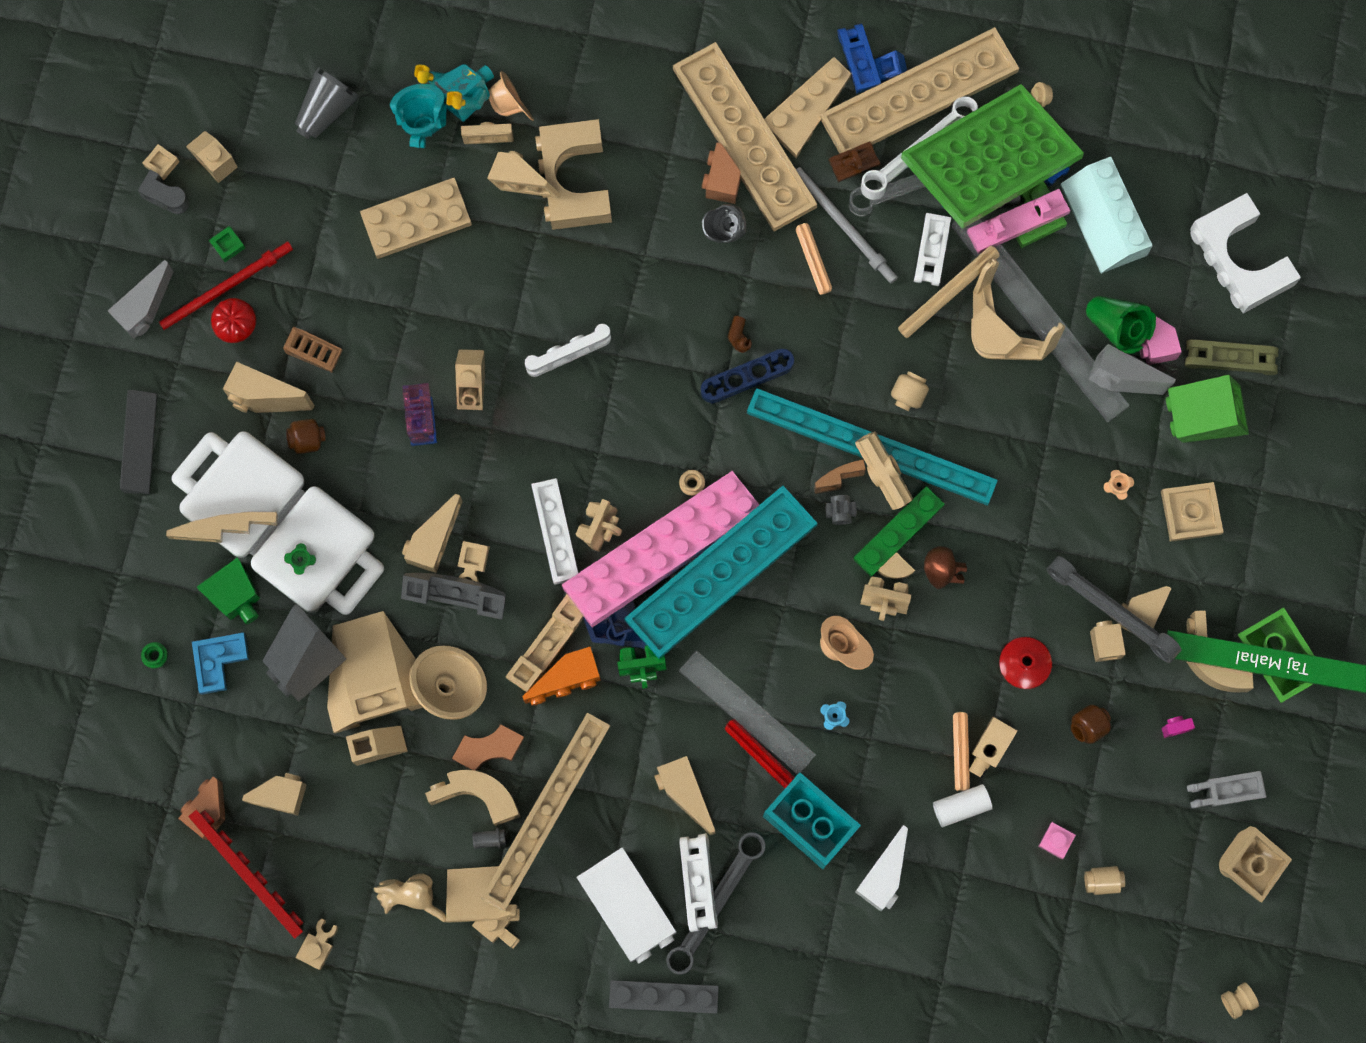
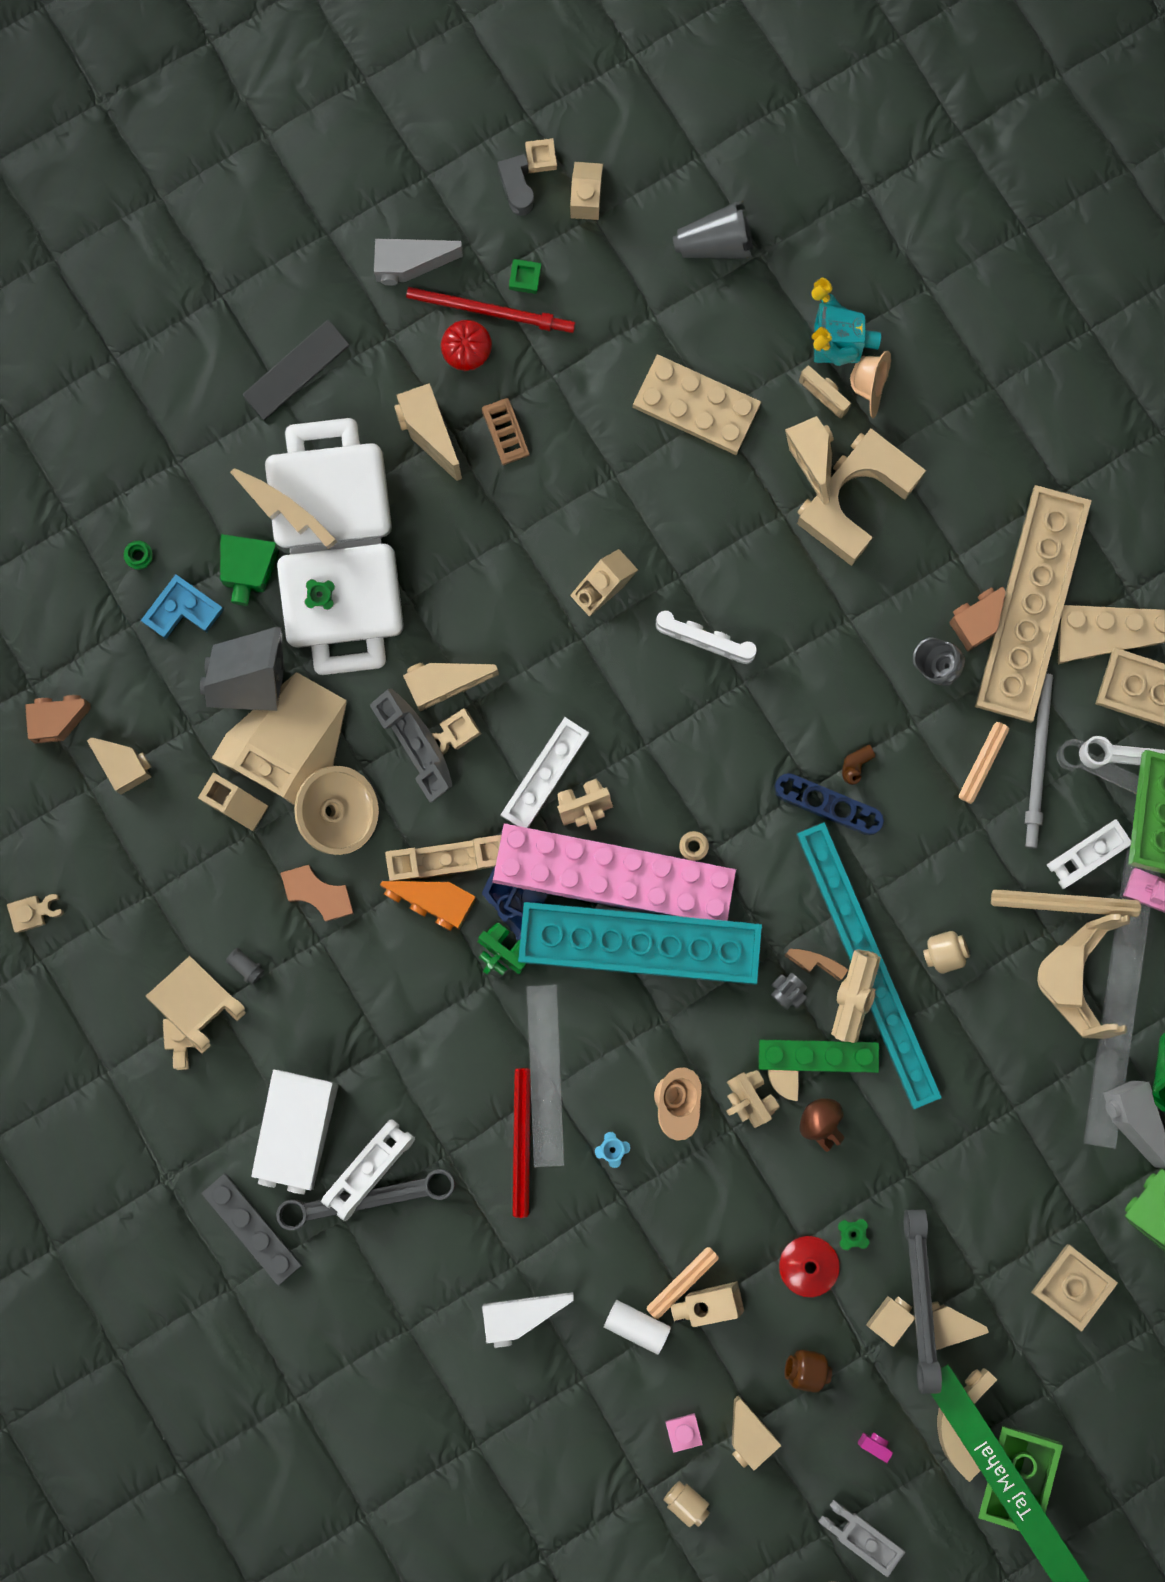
camera: 45 degrees right, 5 degrees up
(239, 863) = (34, 788): red plate -> none
(305, 436) = (427, 497): reddish brown head -> none
(414, 894) = (143, 948): tan animal -> none
(419, 112) = (787, 319): teal helmet -> none
(419, 414) = (532, 573): clear pink hips -> none
(471, 782) = (283, 928): tan arch -> none
(545, 812) = (307, 991): tan plate -> none
(683, 789) = (432, 1085): tan slope -> none
(811, 820) = (505, 1215): teal slope -> none
(854, 161) = (1100, 716): reddish brown hips -> none
(1031, 623) = (846, 1228): none -> green plate
(1098, 799) = (750, 1437): none -> tan slope
(1118, 477) = (1046, 1207): light nougat plate -> none

